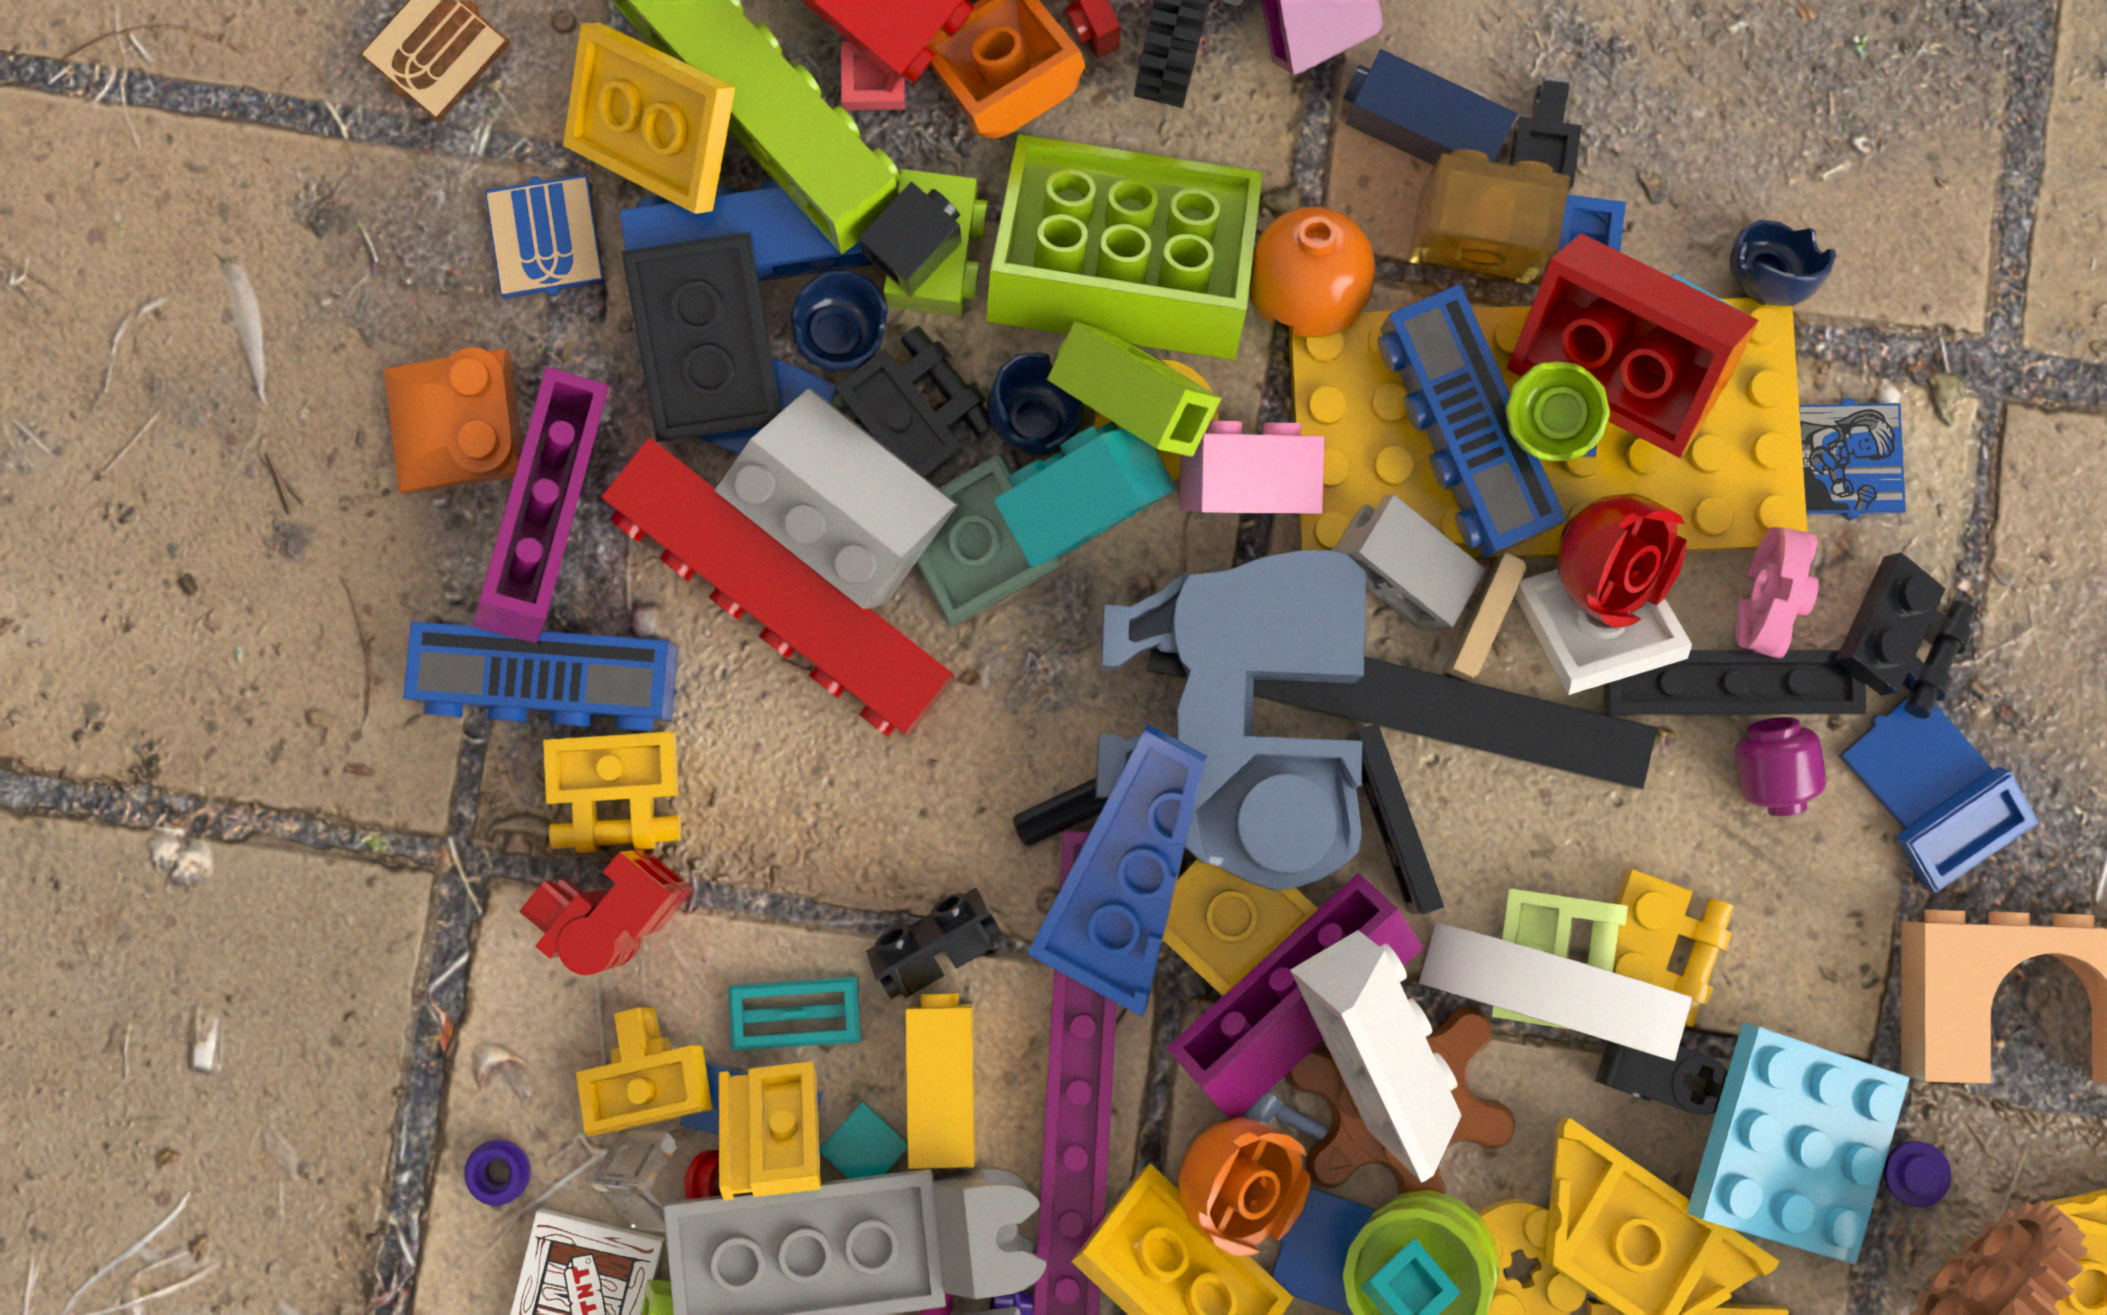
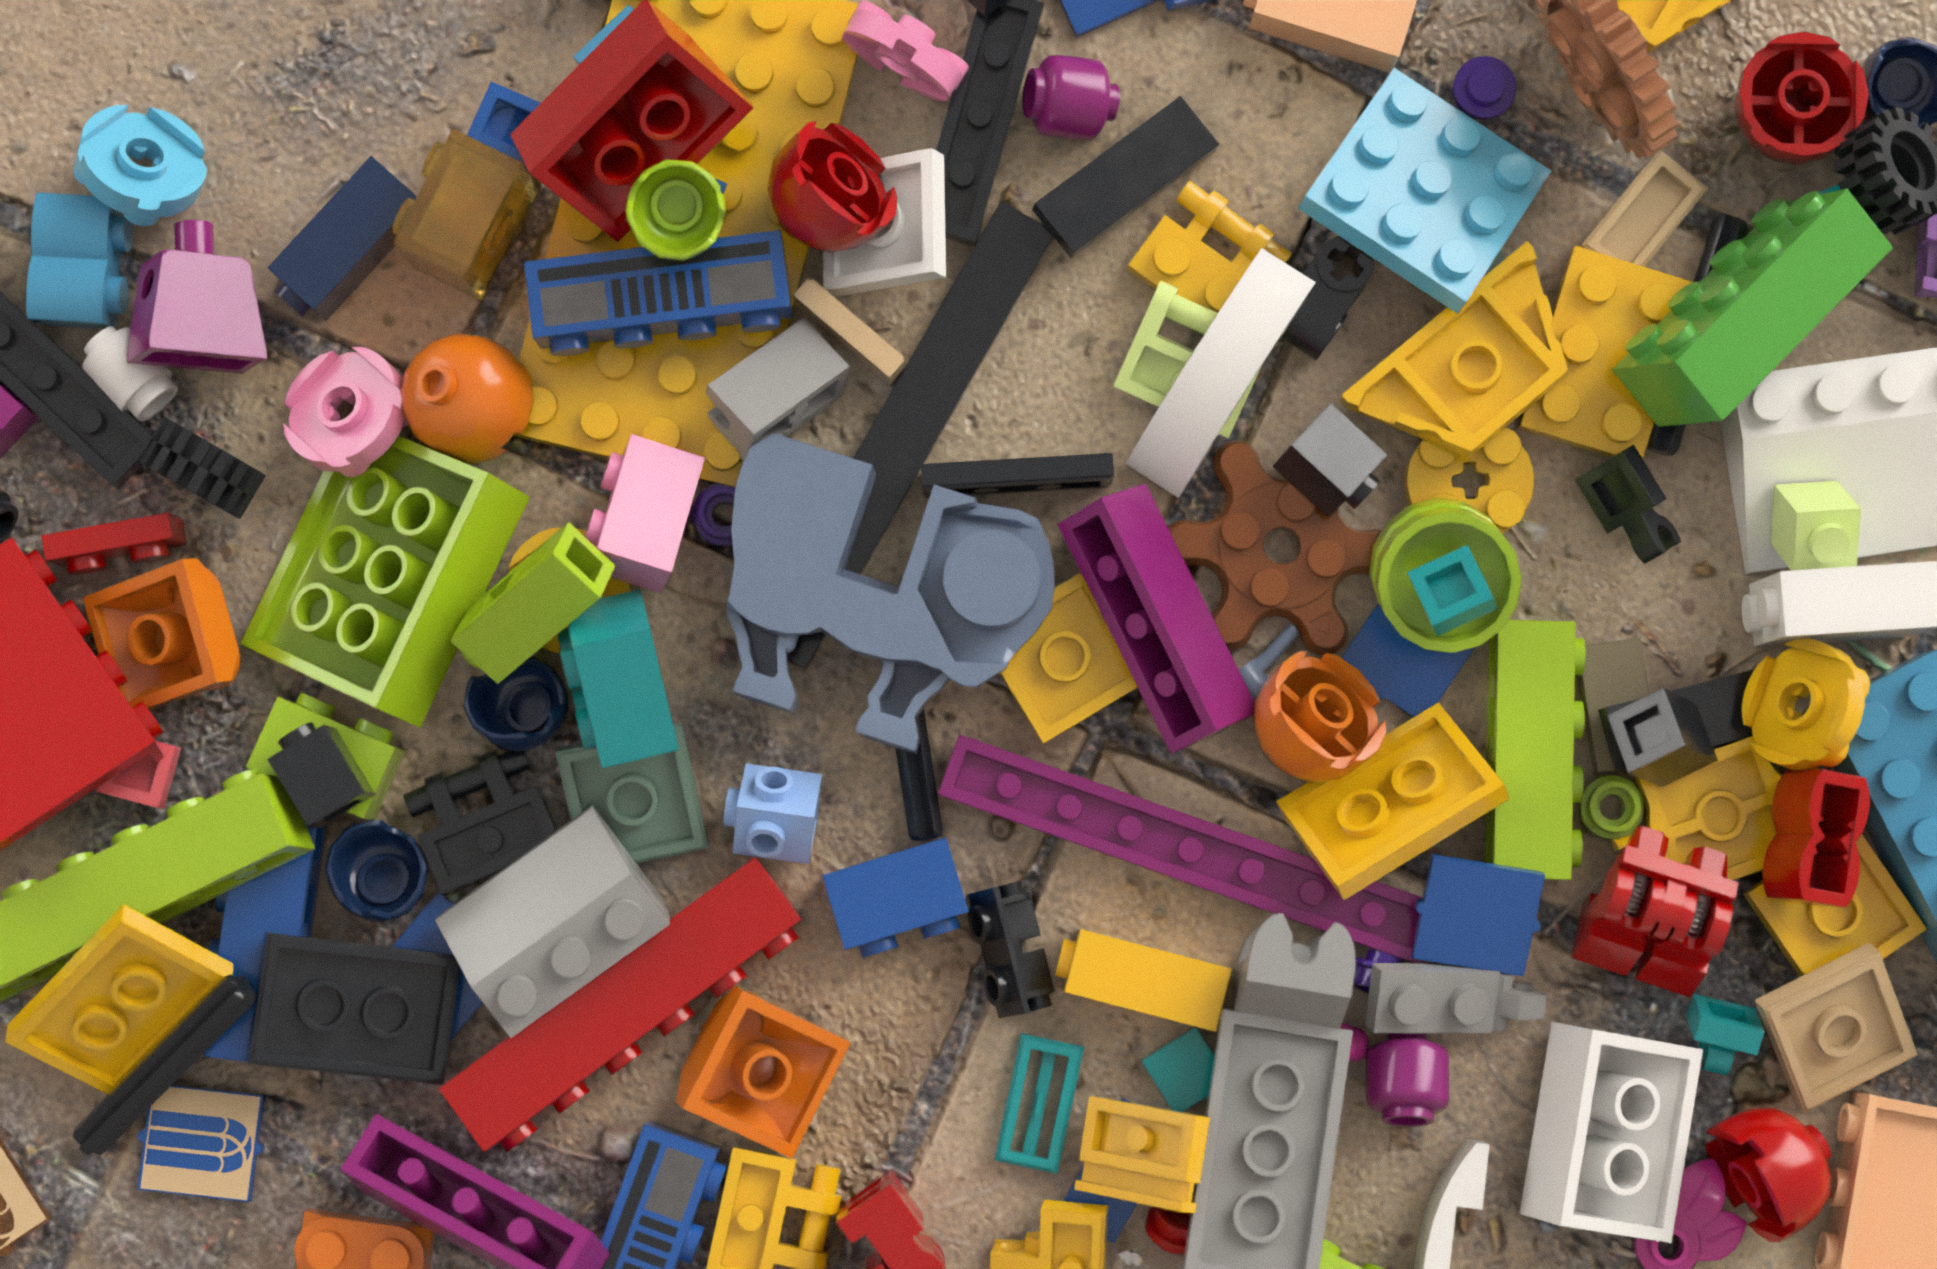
camera: 75 degrees left, 0 degrees up
(603, 178) = (165, 1064): none -> black axle
(750, 736) = (759, 1070): none -> orange slope
(953, 819) = (895, 896): none -> blue brick
(999, 679) = (774, 813): none -> light blue brick
(1122, 885) = (1005, 751): blue wing -> none
(1253, 189) = (370, 428): none -> bright pink plate
(1268, 529) = (703, 513): none -> dark purple plate
(1382, 1049) = (1226, 551): white slope -> none
(1501, 1127) = (1332, 462): none -> brick
(1545, 135) = (403, 135): black plate -> none
(1718, 842) = (1125, 177): none -> black tile

